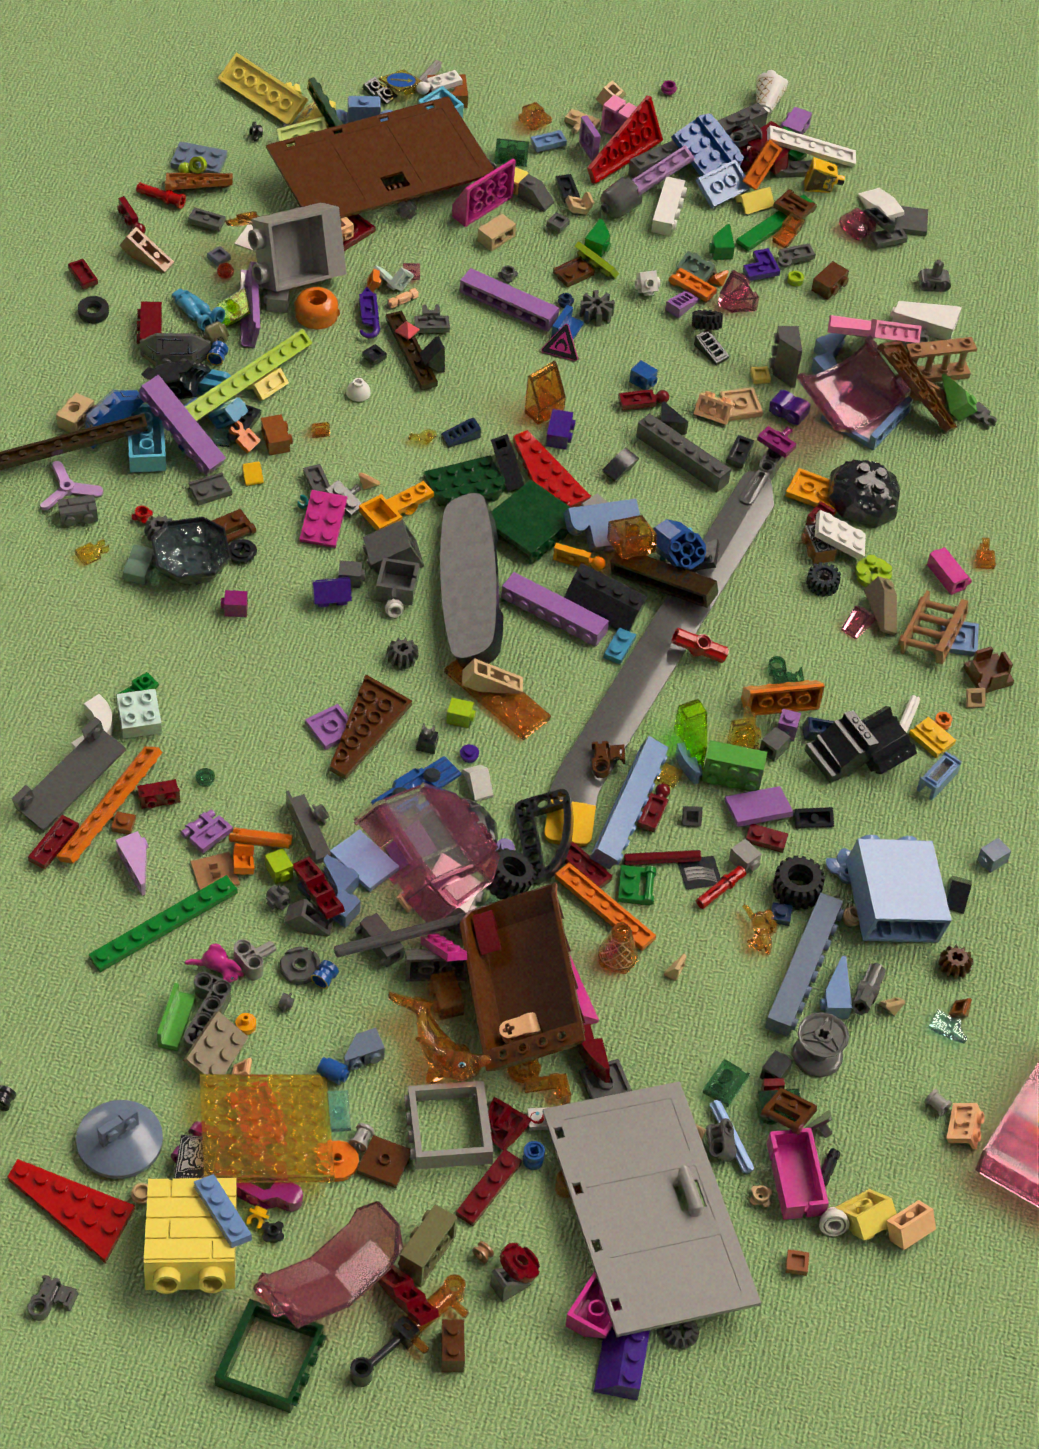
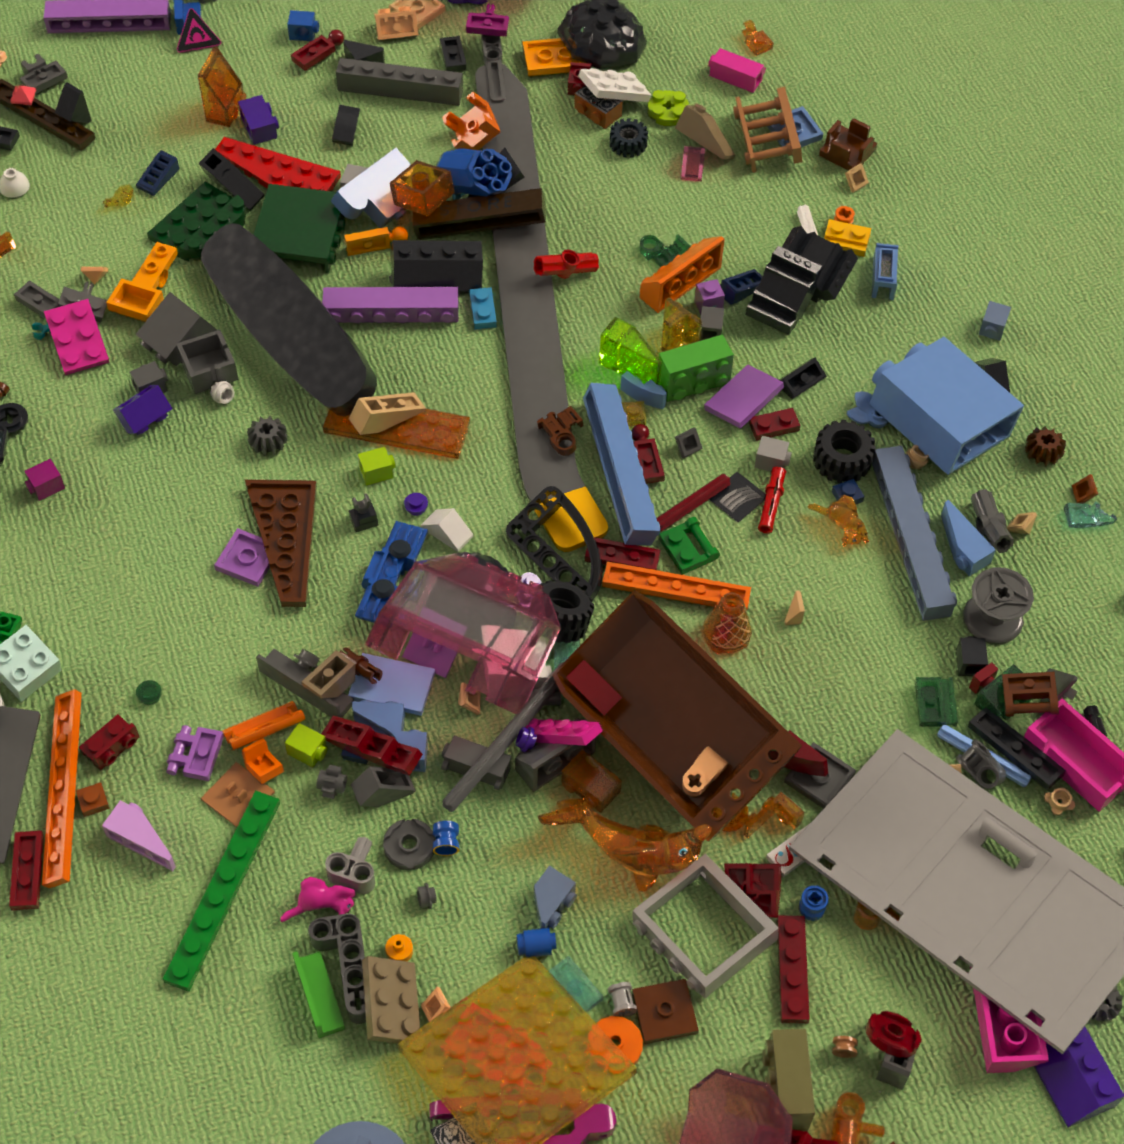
camera: 30 degrees left, 5 degrees up
(323, 830) = (331, 676): none -> dark tan slope
(350, 835) = (362, 666): none -> reddish brown pin
(420, 941) = (526, 739): none -> dark purple plate
(710, 513) = (475, 126): none -> orange panel
(756, 1144) = (1016, 748): none -> black plate

